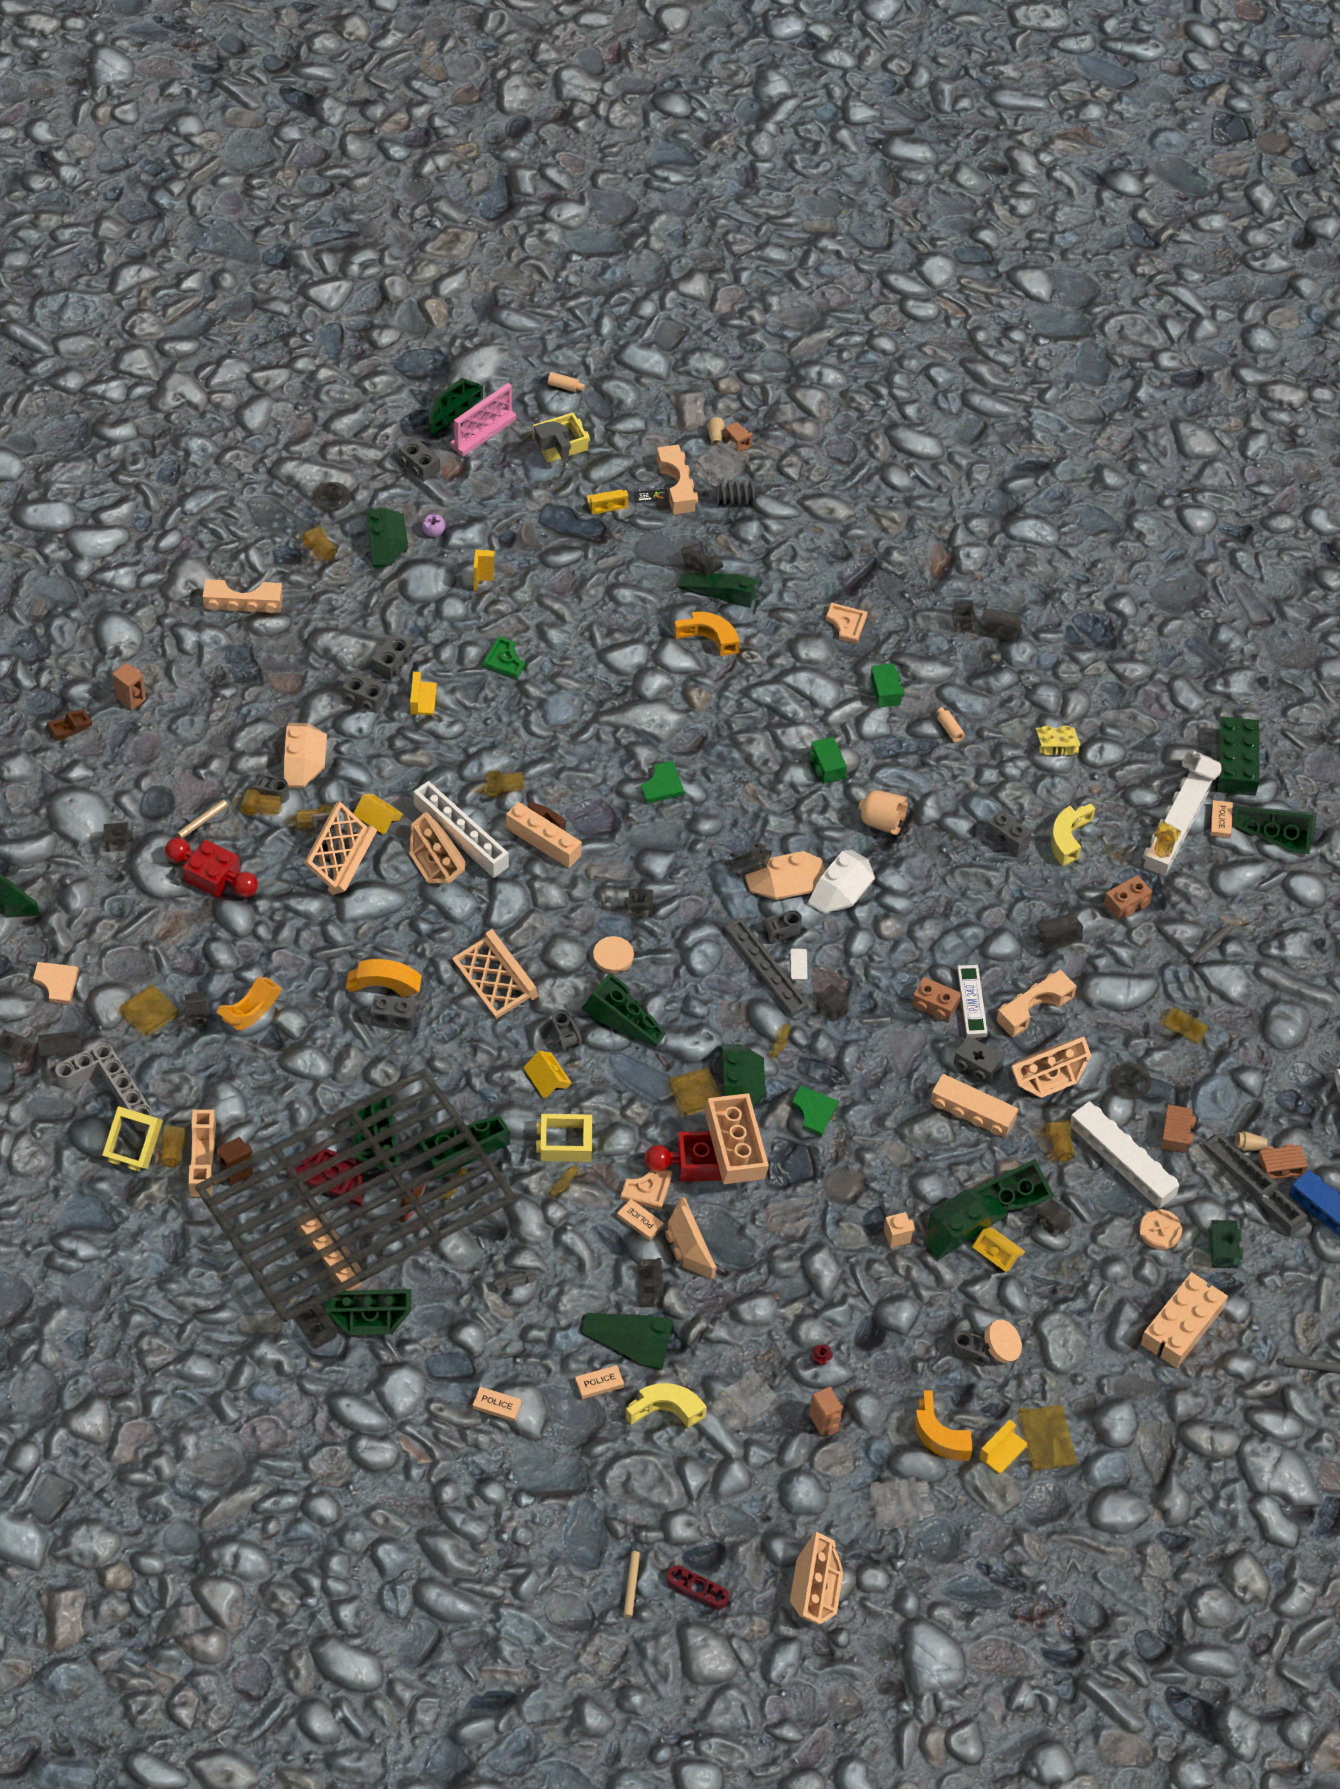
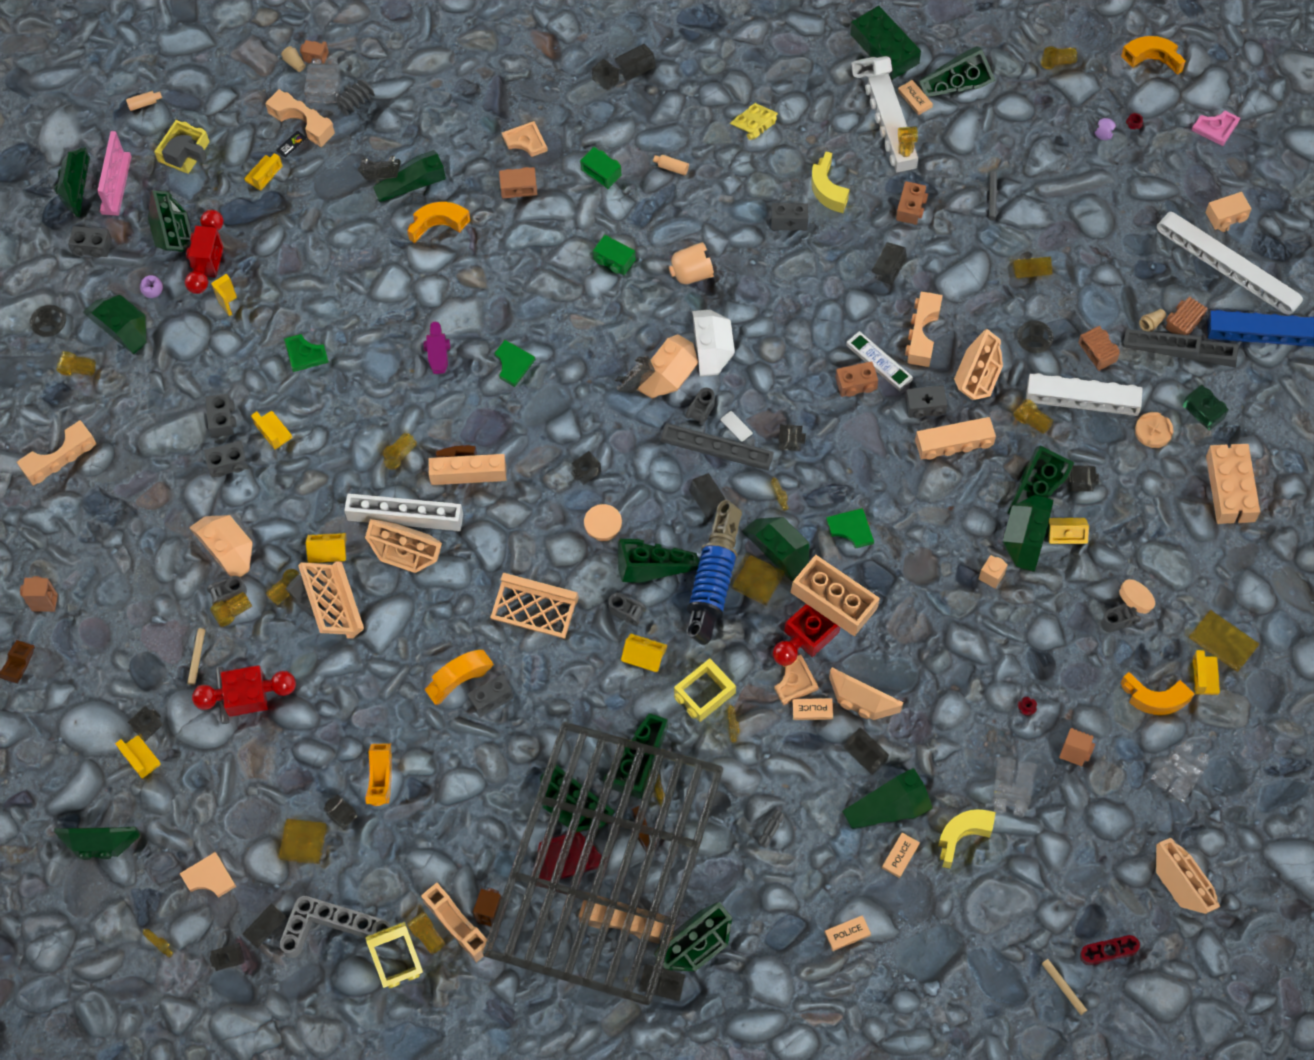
camera: 35 degrees left, 10 degrees up
(89, 857) = (138, 756): none -> yellow panel
(494, 487) = (168, 222): none -> dark green wedge
(498, 526) = (204, 252): none -> red brick
(610, 728) = (437, 348): none -> magenta hinge
(660, 1055) = (714, 574): none -> piece
(718, 995) = (706, 494): none -> clear smoke hinge
(803, 649) = (518, 182): none -> nougat brick

